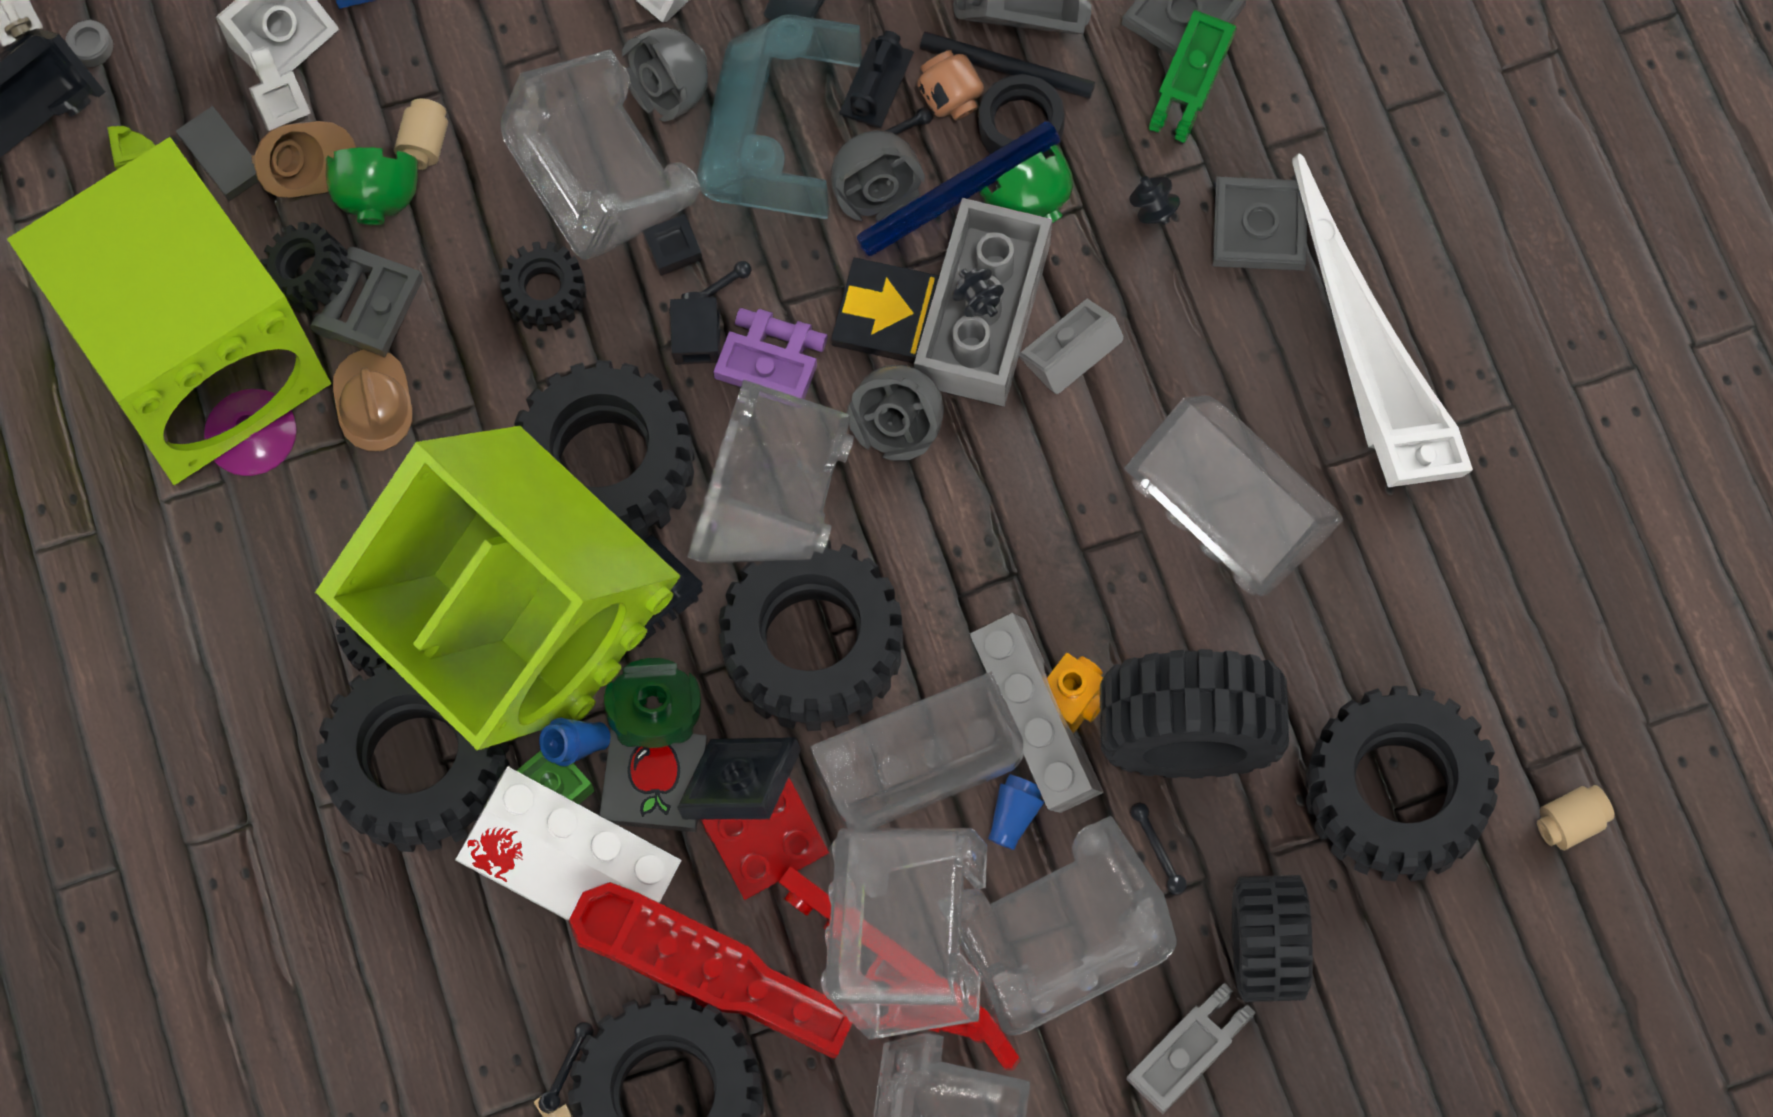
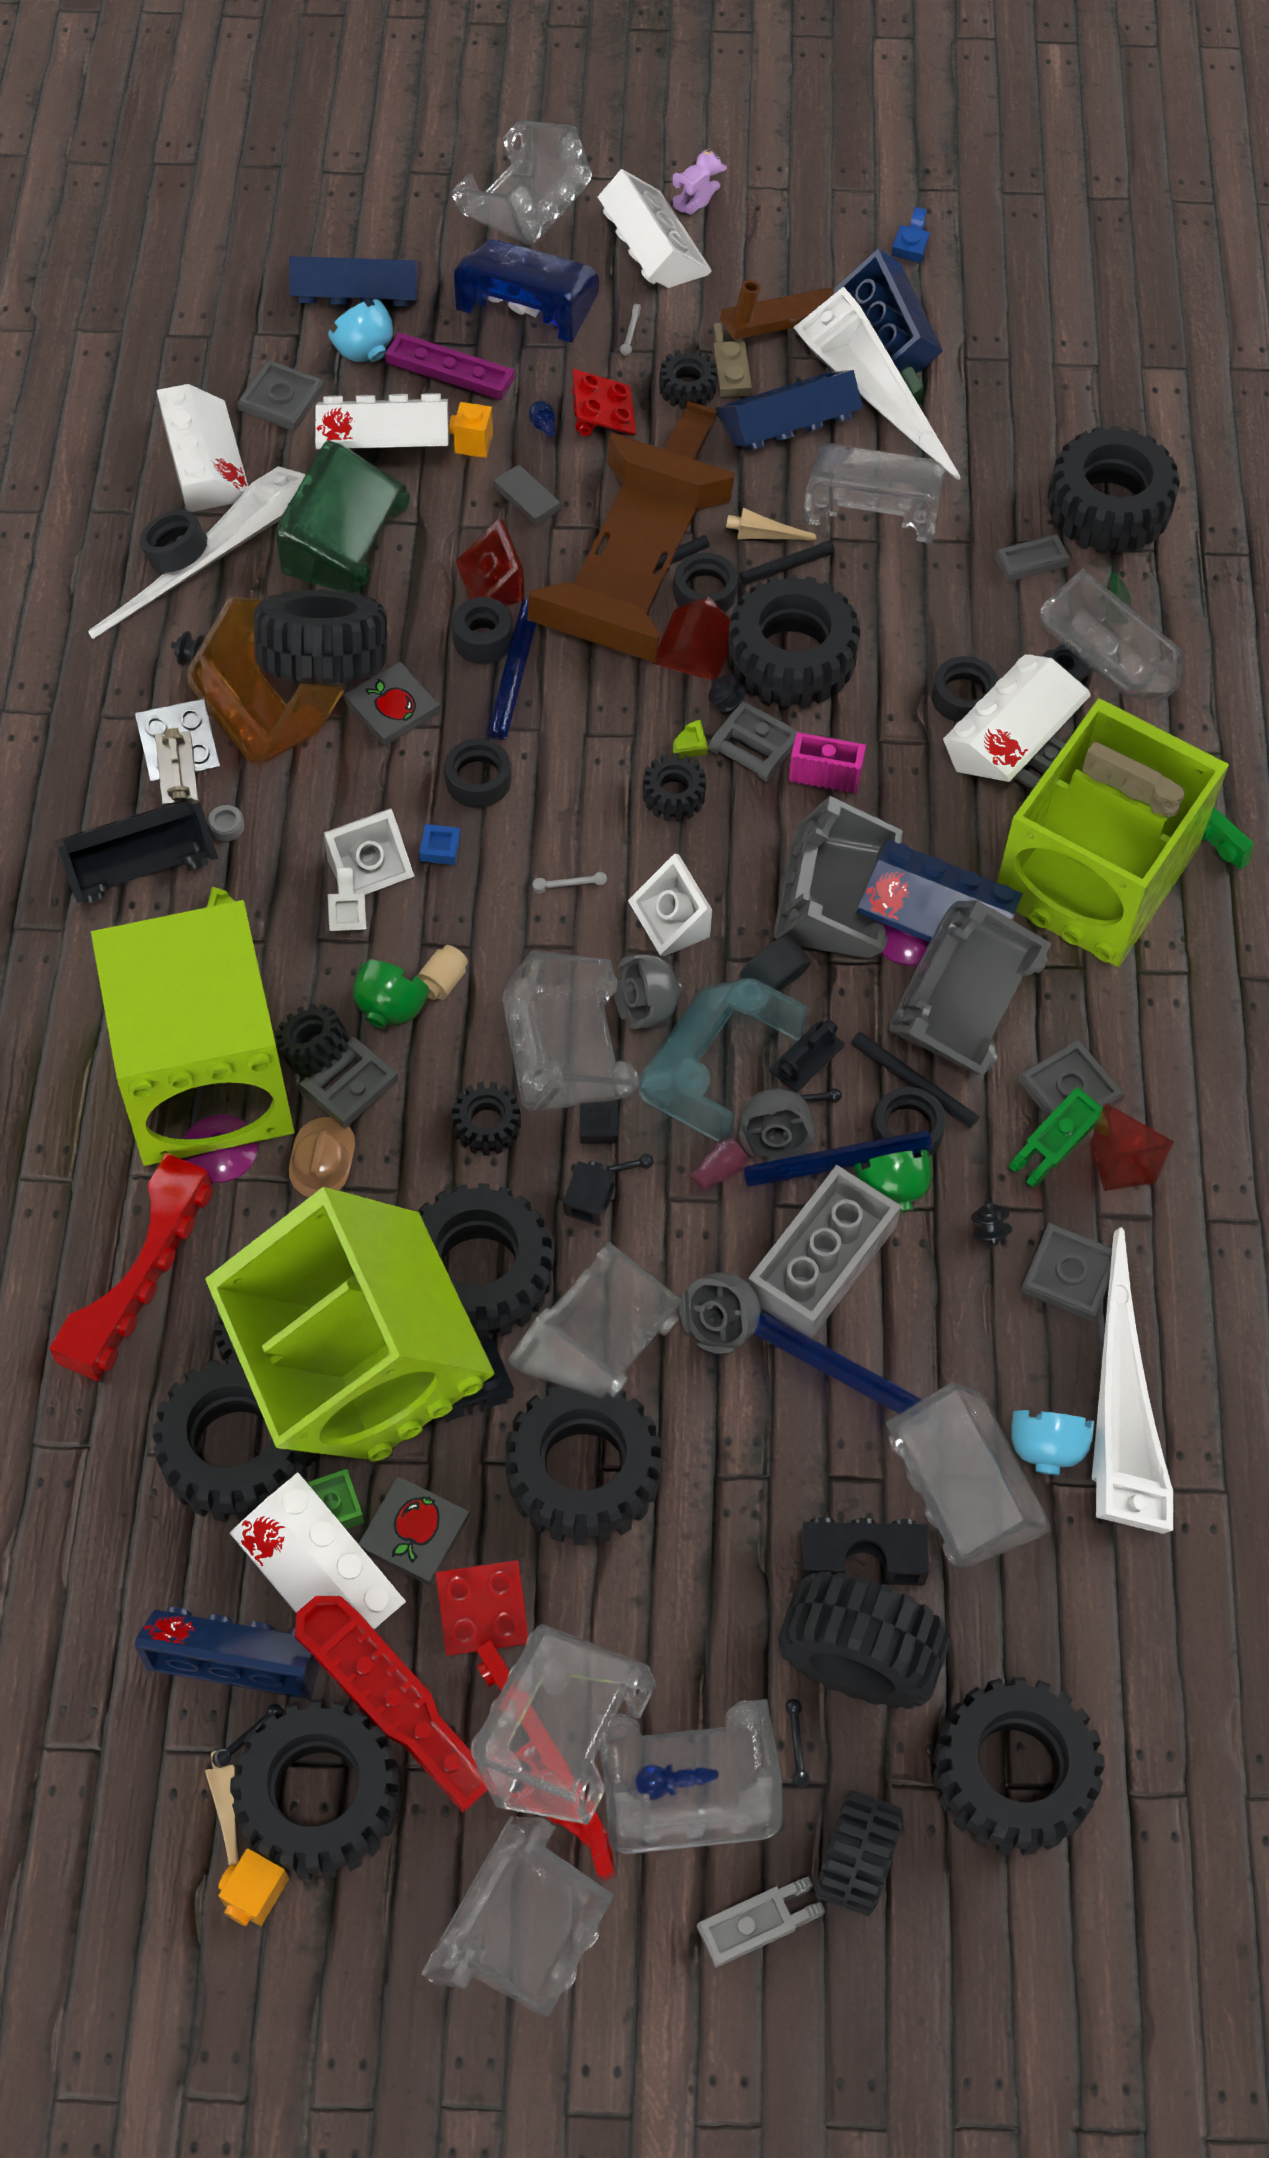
camera: 15 degrees right, 10 degrees down
(201, 697) = (93, 1334): none -> red arch
(219, 153) = (287, 935): dark grey tile -> none
(294, 156) = (336, 955): medium nougat piece -> none
(507, 988) = (226, 1653): none -> dark blue slope
(571, 740) = (360, 1474): blue cone -> none
(659, 726) = (435, 1489): dark green plate -> none
(739, 778) = (479, 1554): black tile -> none
(765, 363) = (635, 1239): medium lavender plate -> none
(828, 242) = (721, 1162): none -> clear pink cone
(884, 310) = (742, 1230): black tile -> none
(919, 754) = (628, 1587): clear windscreen -> none
(950, 85) = (863, 1078): nougat head -> none
(975, 289) = (818, 1238): black wheel -> none
(1014, 810) = (691, 1666): blue cone -> none
(1026, 946) = (659, 1781): none -> clear blue bar
(1045, 423) = (835, 1364): none -> clear blue axle
(1049, 745) = (738, 1627): light grey arch -> none
(1072, 345) = (883, 1313): light grey slope -> none
(1076, 689) = (770, 1587): light orange brick -> none
(1188, 599) = (897, 1546): none -> black arch
(1274, 63) = (1127, 1150): none -> clear red slope
(1309, 420) = (1051, 1439): none -> medium azure cylinder
(1575, 817) = (1156, 1851): tan brick -> none

